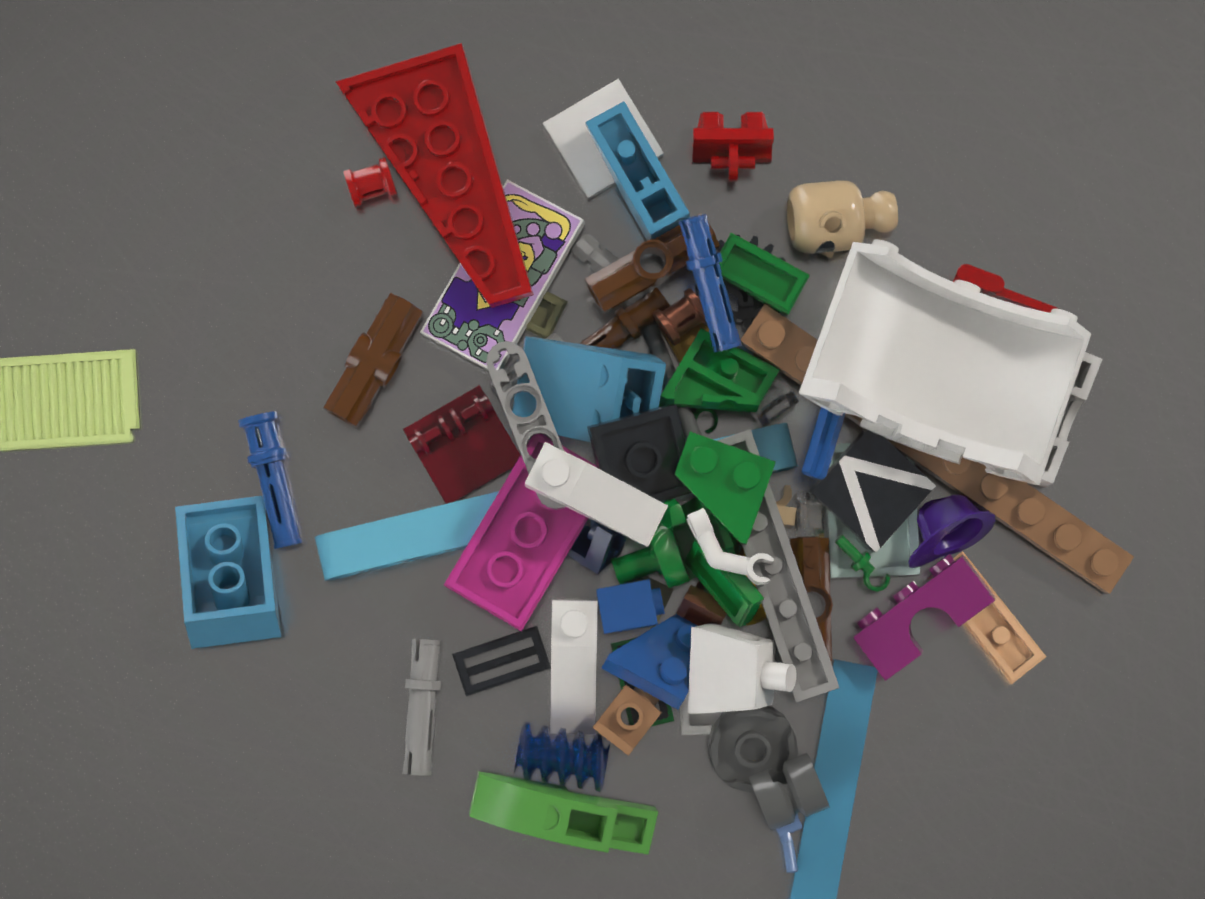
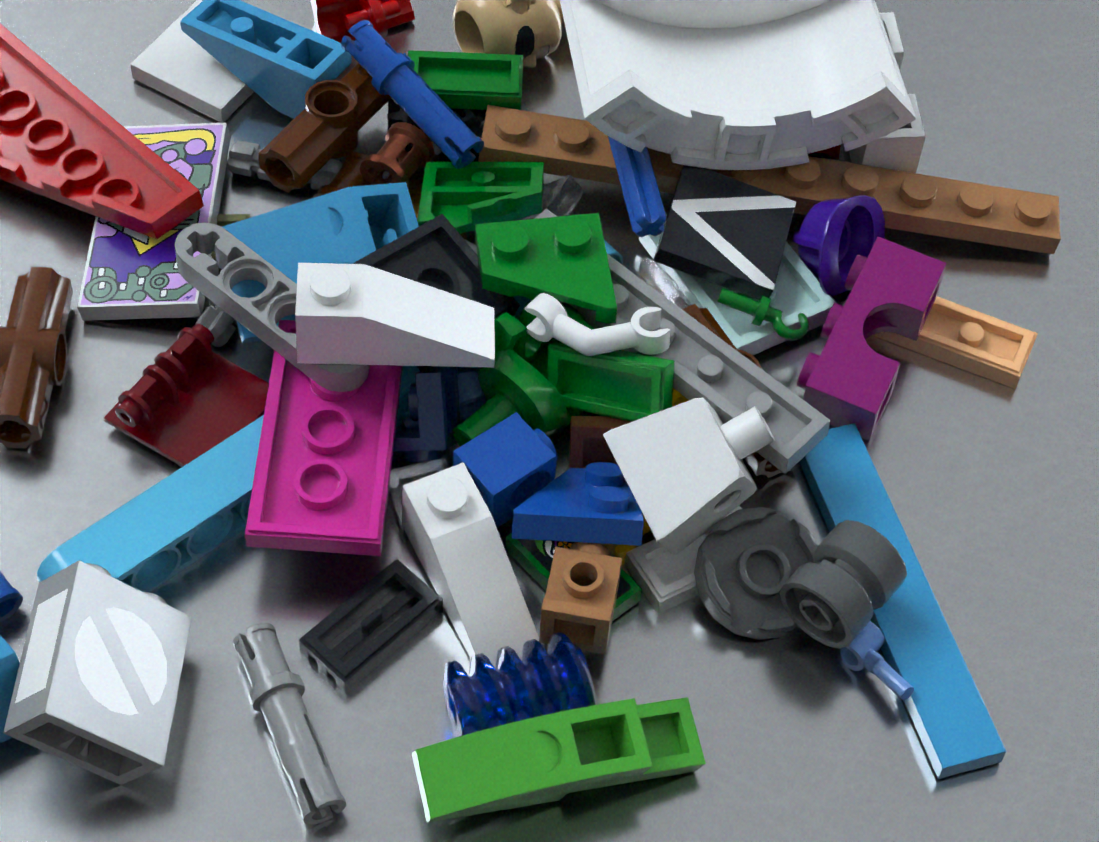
camera: 30 degrees left, 30 degrees down
(322, 635) = (99, 674): none -> brick

